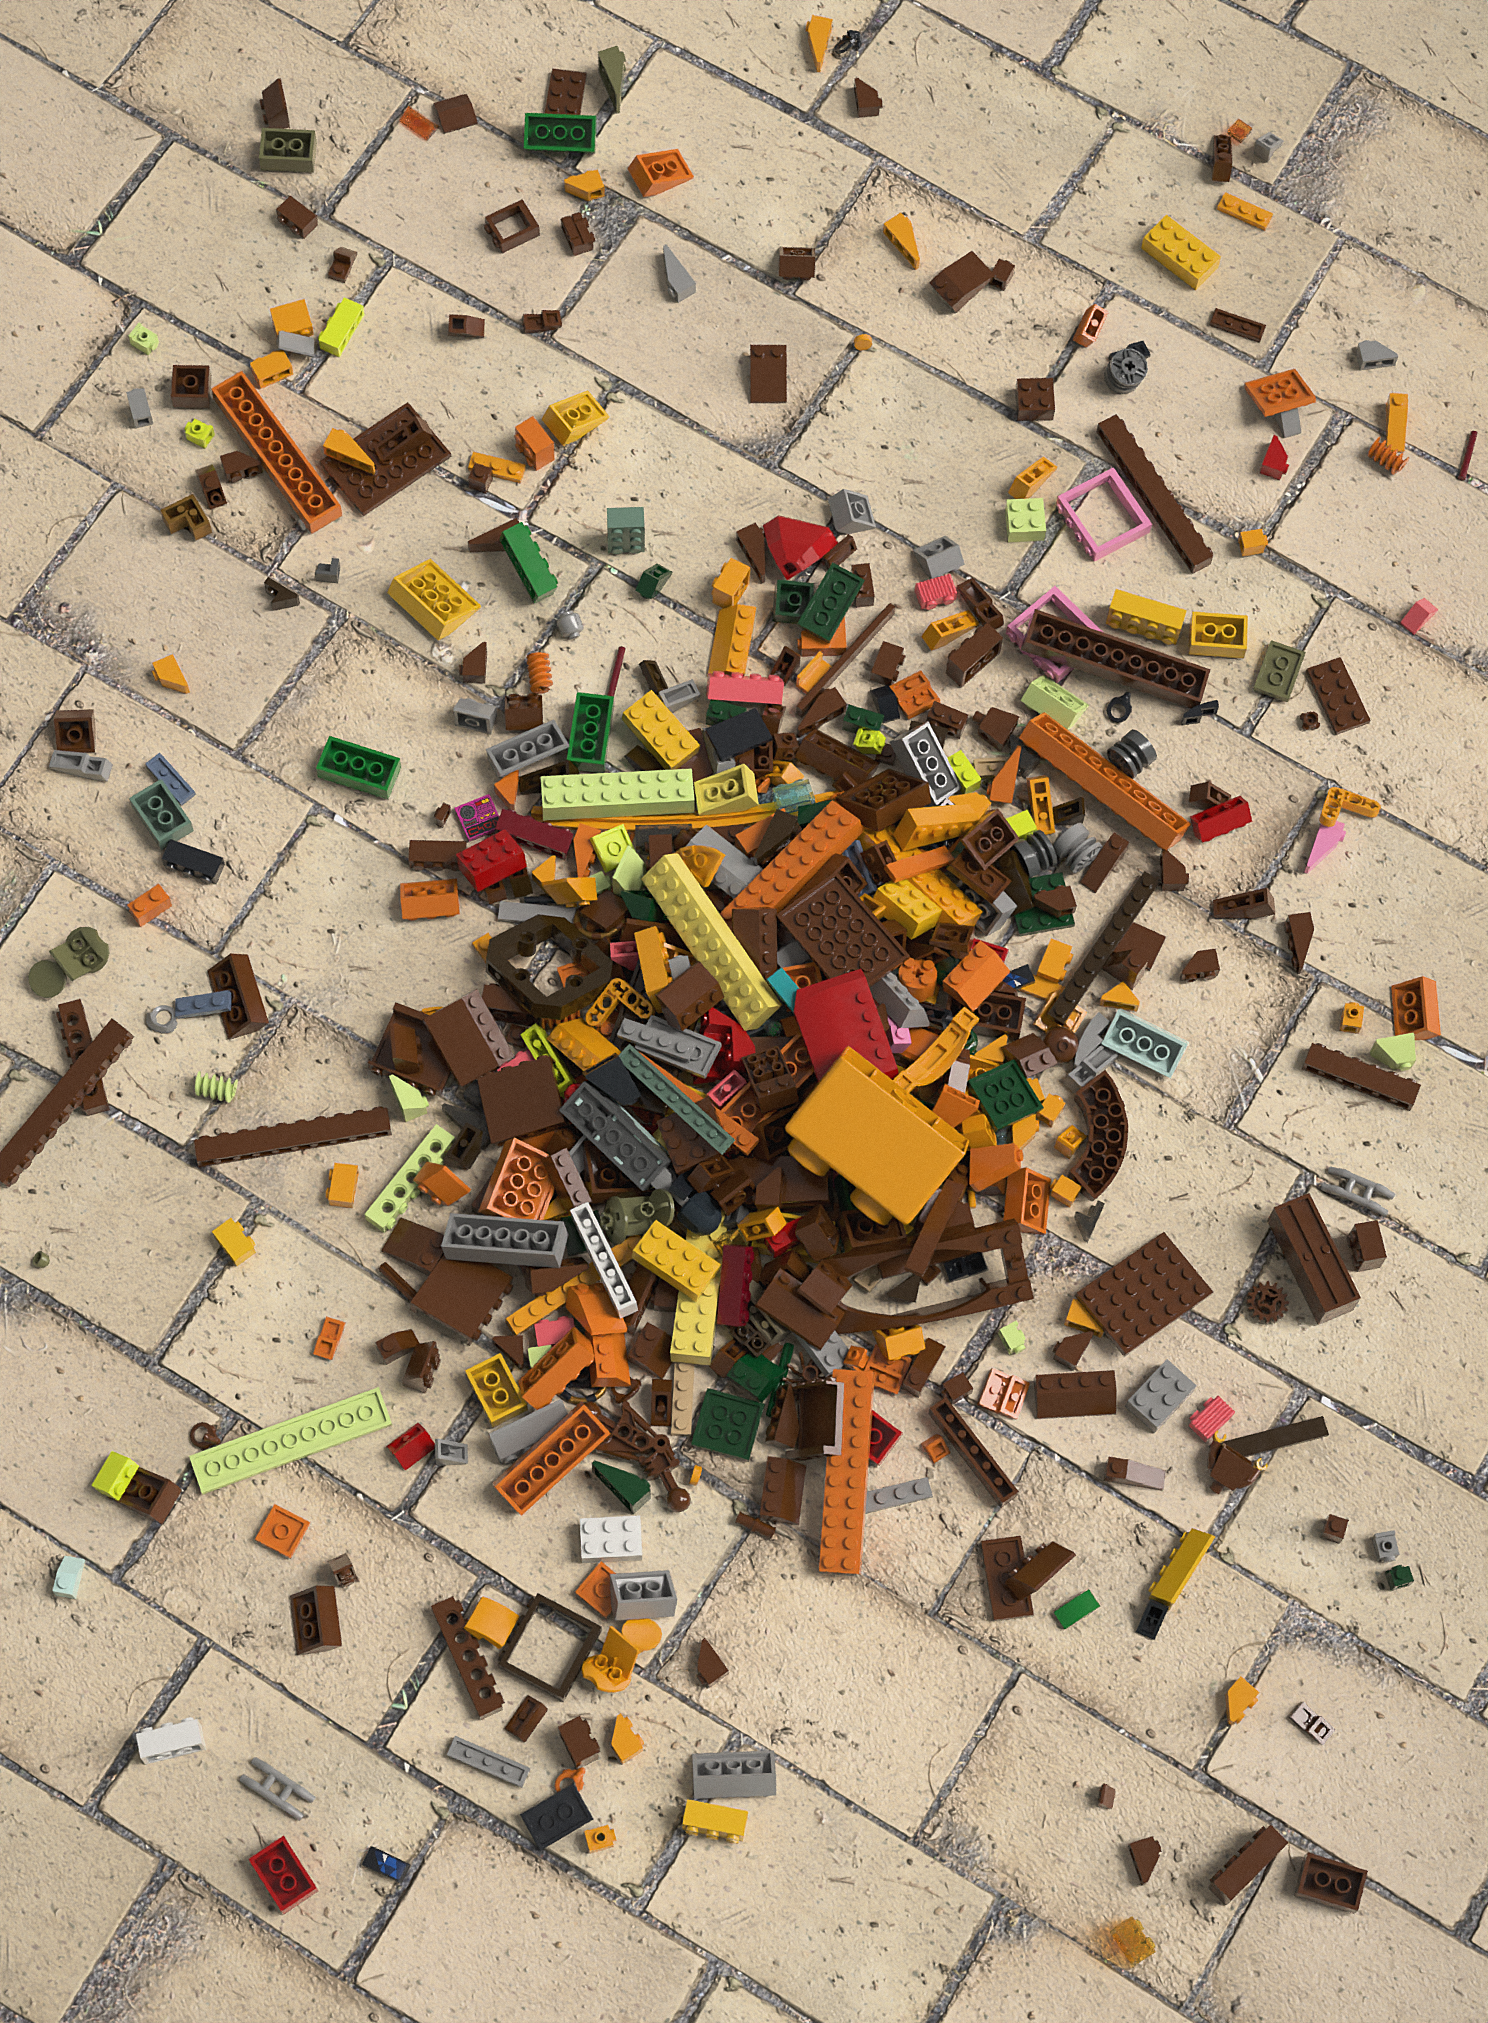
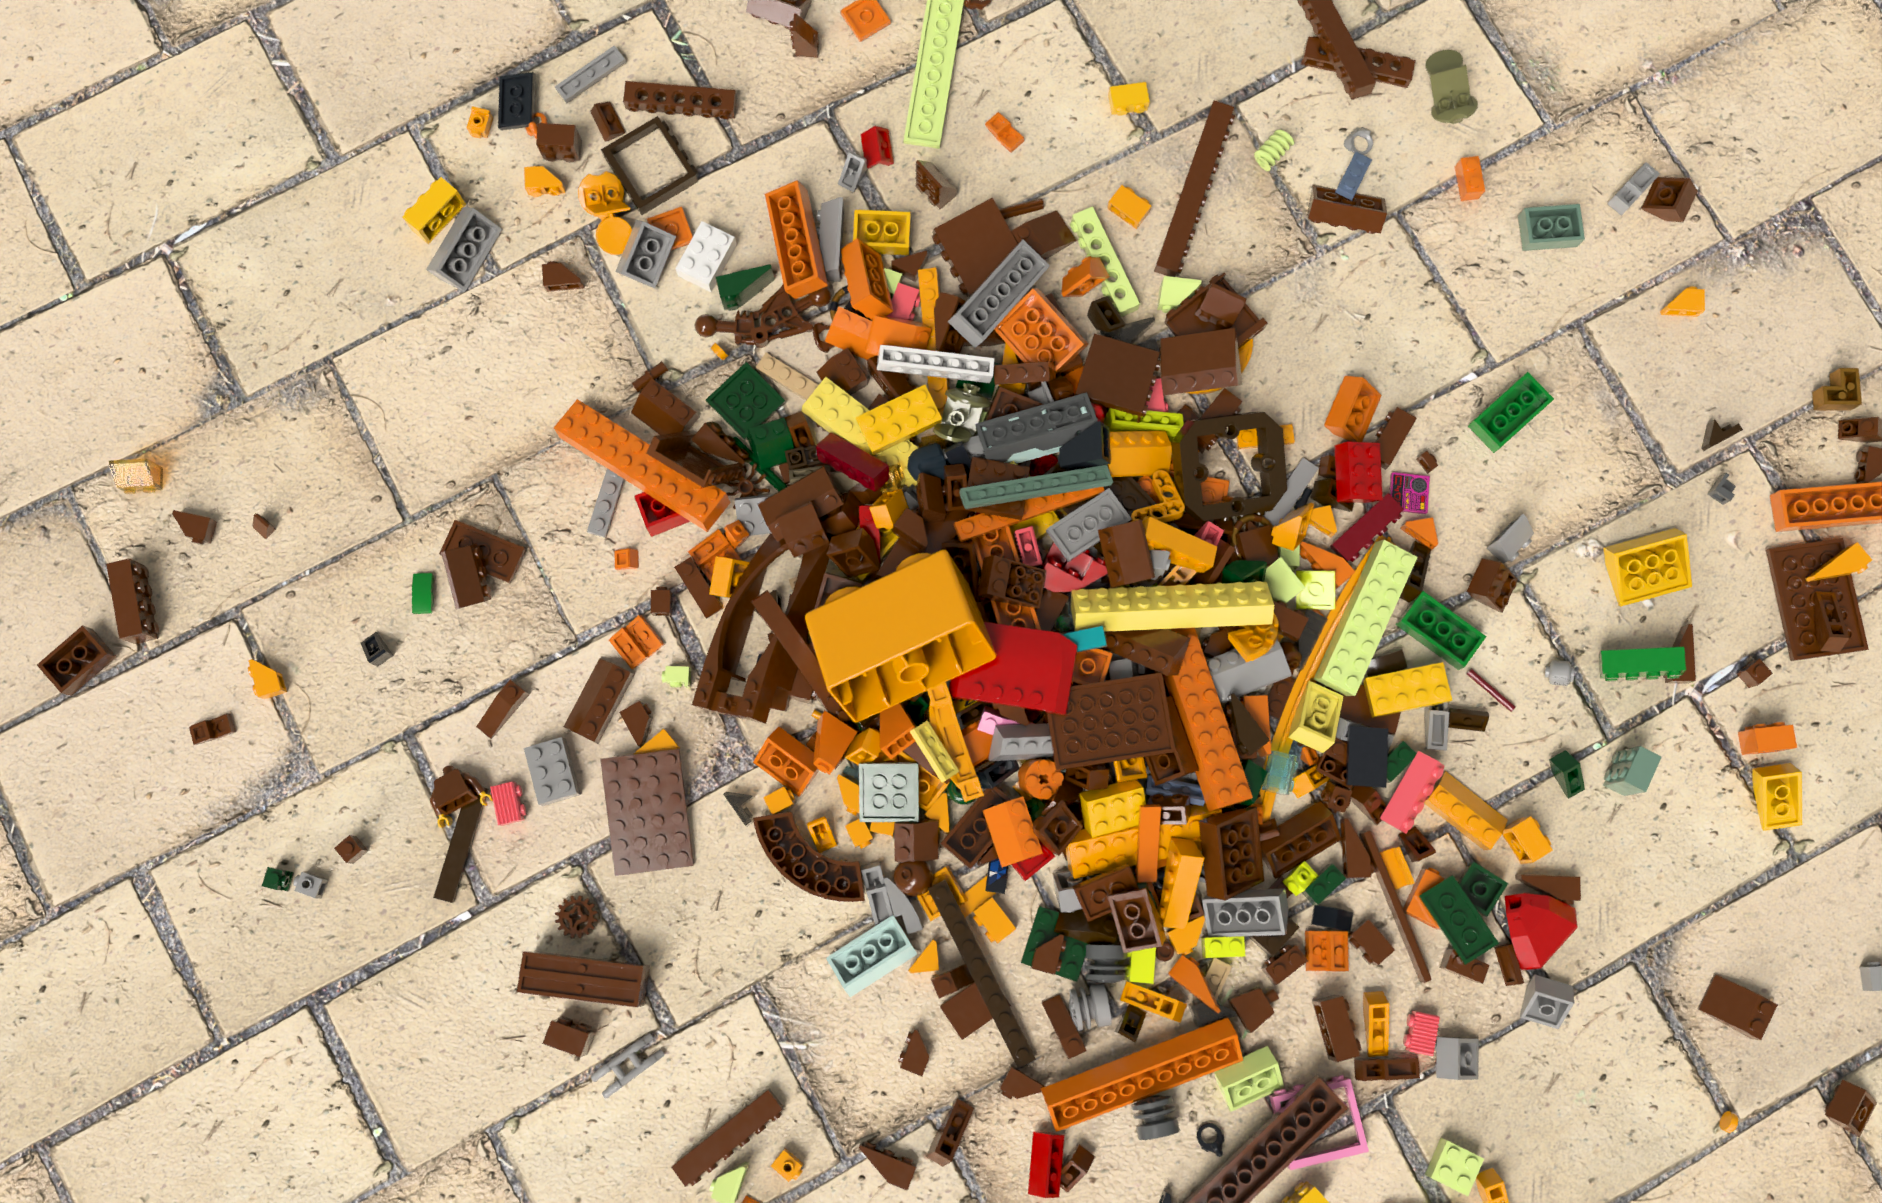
camera: 120 degrees right, 10 degrees up
(176, 784) = (1582, 254): sand blue plate -> none
(193, 862) = (1491, 233): black brick -> none
(396, 1345) = (966, 179): reddish brown slope -> none
(475, 665) = (1562, 568): reddish brown slope -> none
(491, 1622) = (695, 130): light orange slope -> none
(500, 467) = (1758, 698): light orange plate -> none
(526, 748) = (1452, 563): light grey slope -> none
(539, 672) = (1526, 618): orange piece -> none
(656, 1040) = (1104, 508): light grey plate -> none
(661, 1402) = (796, 358): reddish brown slope -> none
(953, 1063) = (934, 751): none -> light yellow plate
(973, 1452) = (599, 583): reddish brown brick -> none
(1181, 1567) = (398, 696): yellow slope -> none

